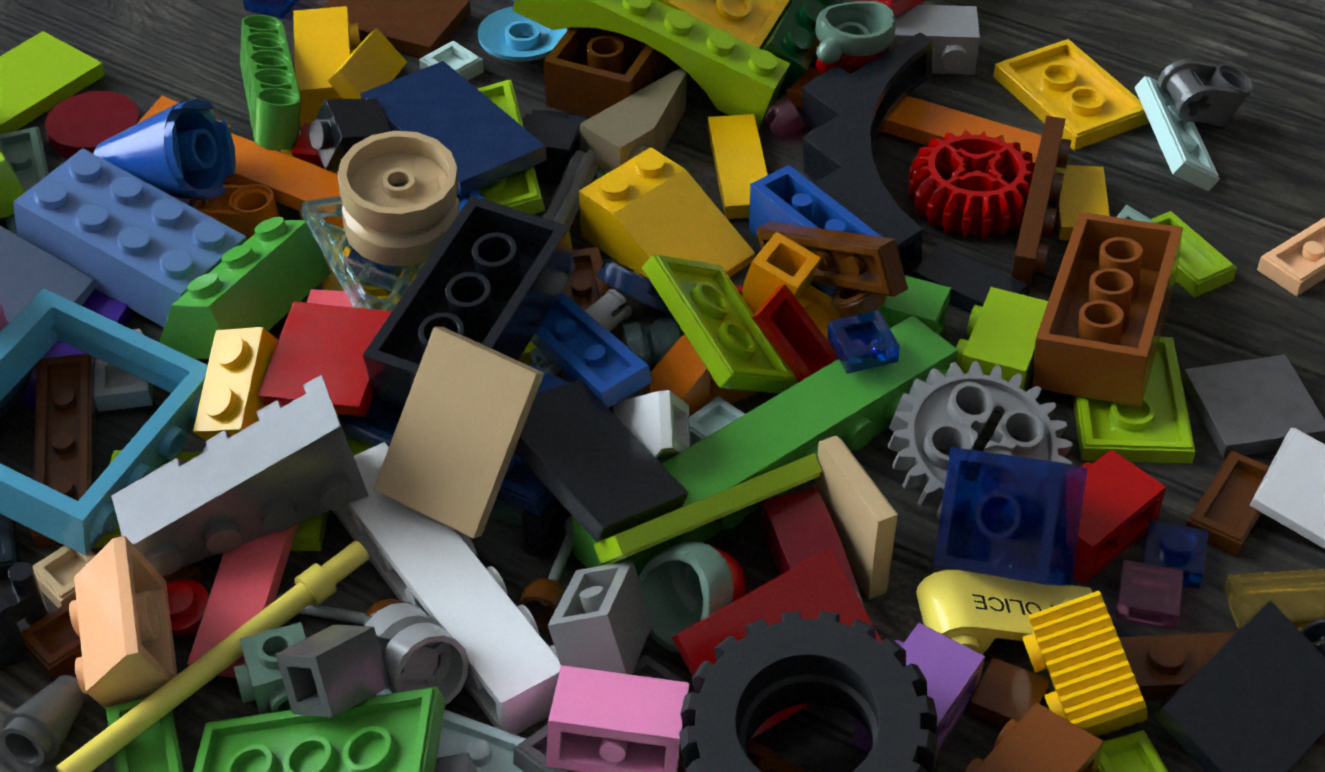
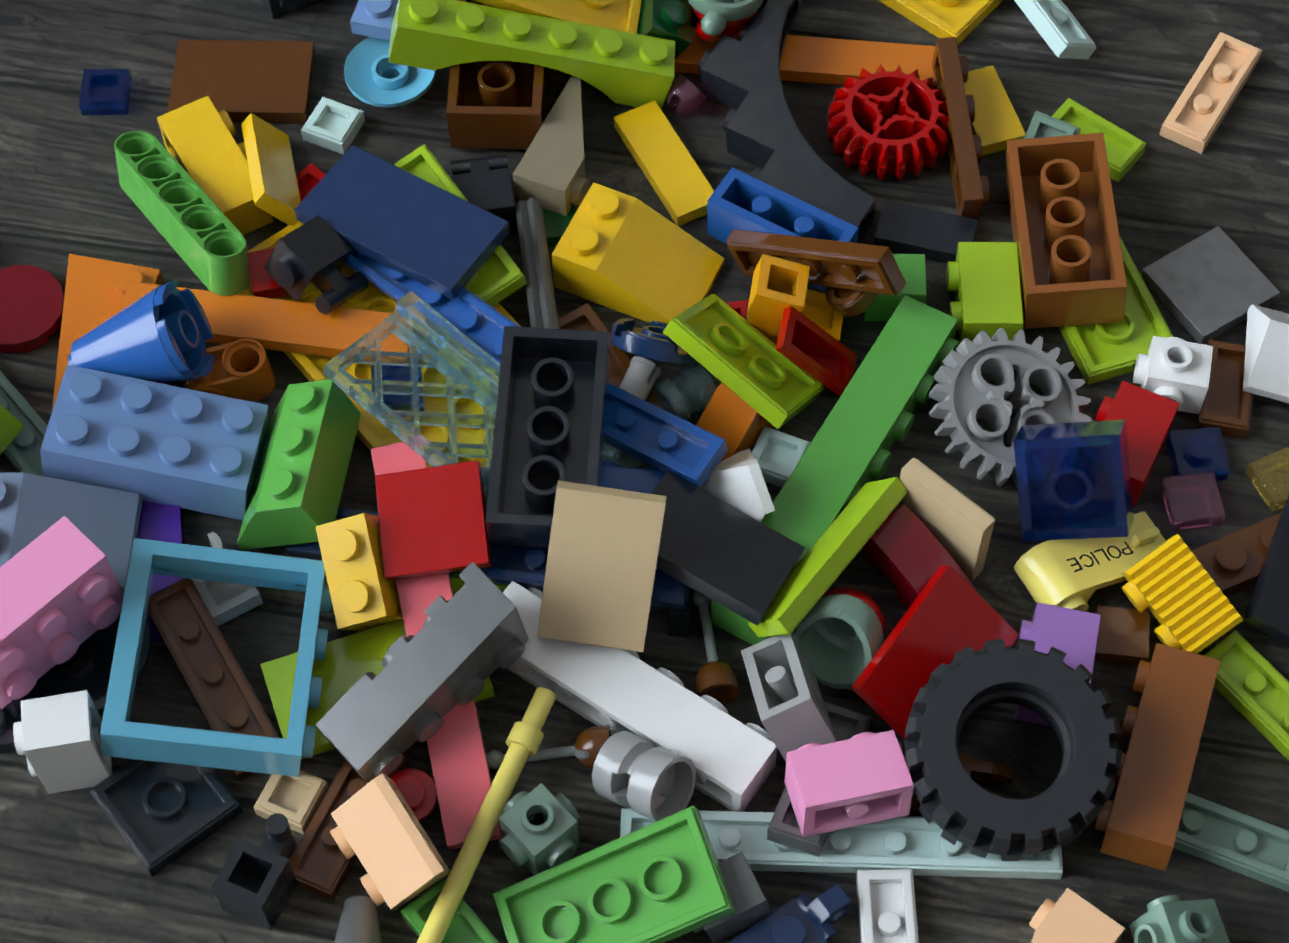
camera: 20 degrees left, 15 degrees up
(333, 670) = (599, 820): dark grey brick -> none
(398, 196) = (425, 338): tan wheel -> none
(863, 341) = (882, 343): clear blue plate -> none
(1179, 460) = (1176, 371): none -> white brick

